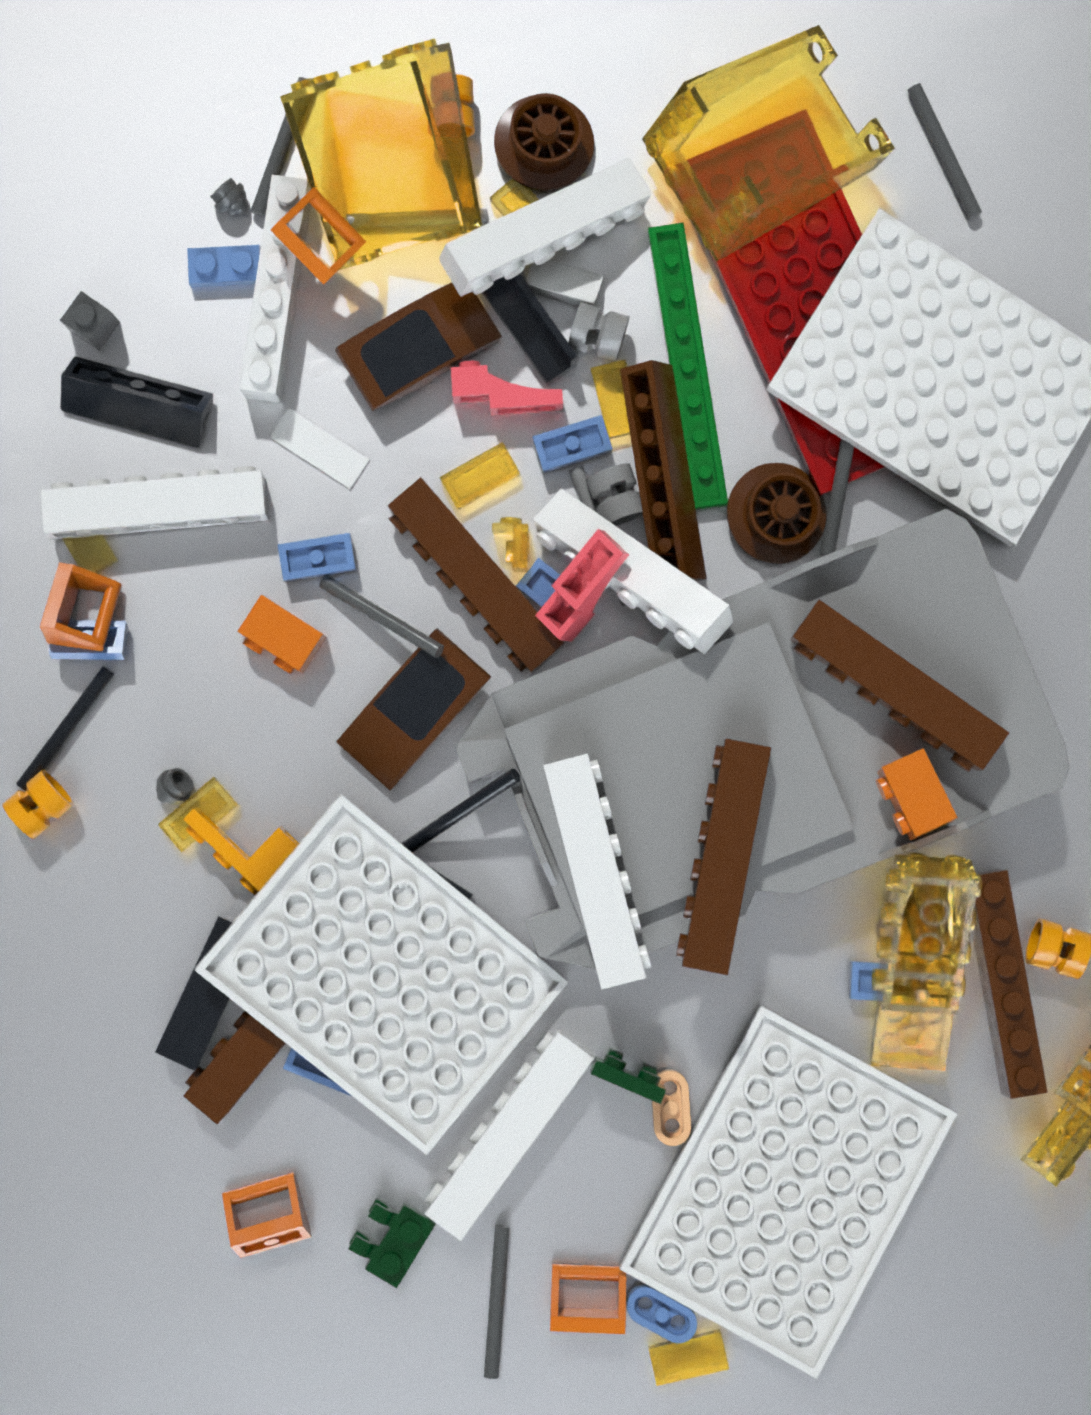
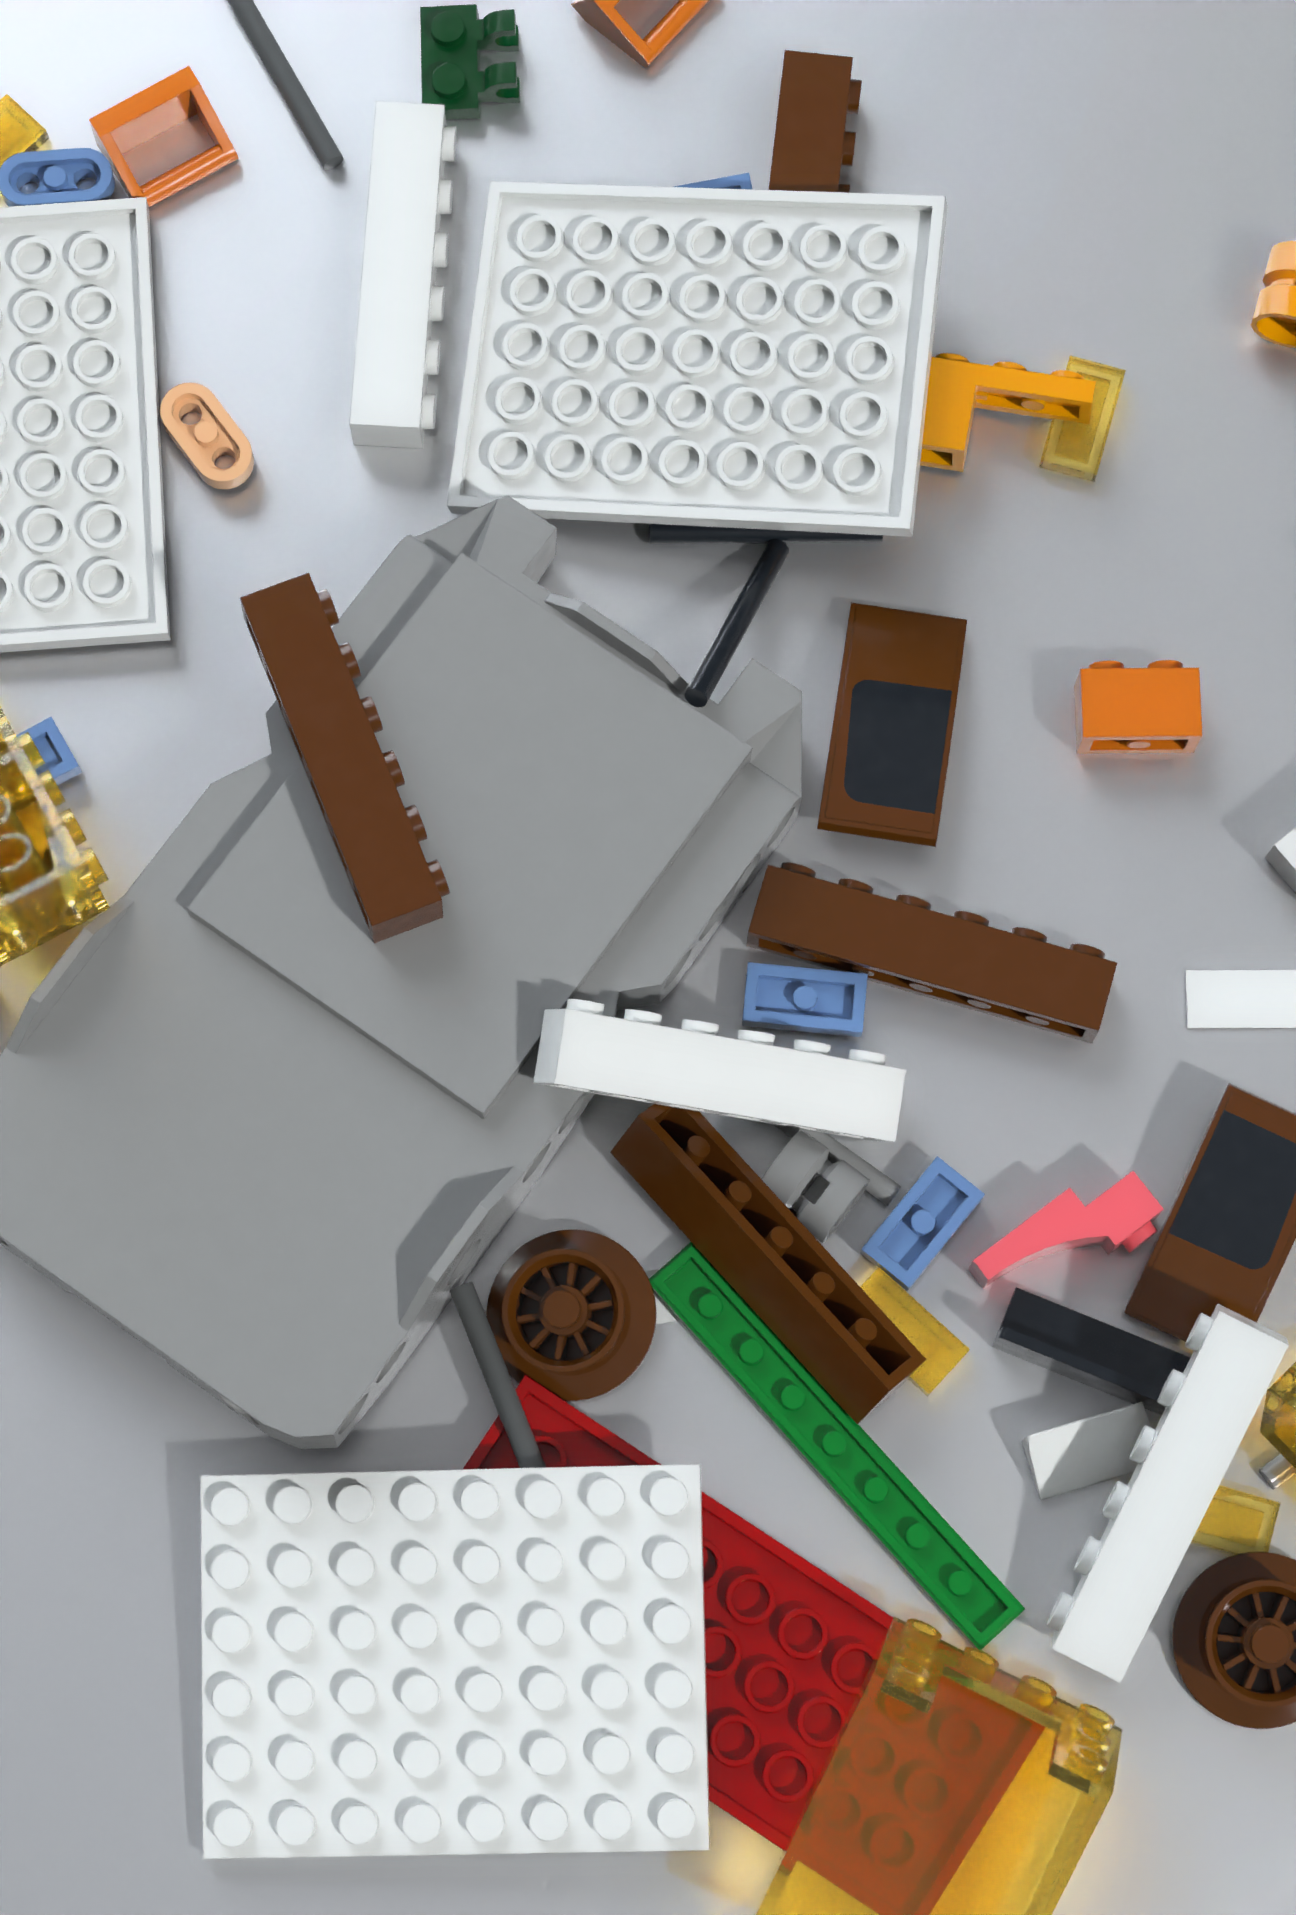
camera: 145 degrees right, 10 degrees down
(174, 786) = (1138, 429): dark grey plate -> none
(196, 1012) = (906, 161): black panel -> none
(317, 557) = (1163, 843): medium blue plate -> none
(381, 616) = (1021, 814): dark grey bar -> none
(480, 476) = (1020, 1099): clear yellow tile -> none
(517, 549) = (898, 1030): clear yellow bracket -> none
(581, 586) = (775, 1005): coral slope -> none
(595, 871) = (506, 632): white brick -> none
(611, 334) = (993, 1403): light grey wheel -> none
(613, 1070) = (309, 419): dark green plate -> none
(899, 687) = (246, 1129): reddish brown brick -> none
(915, 795) = (130, 995): orange brick -> none

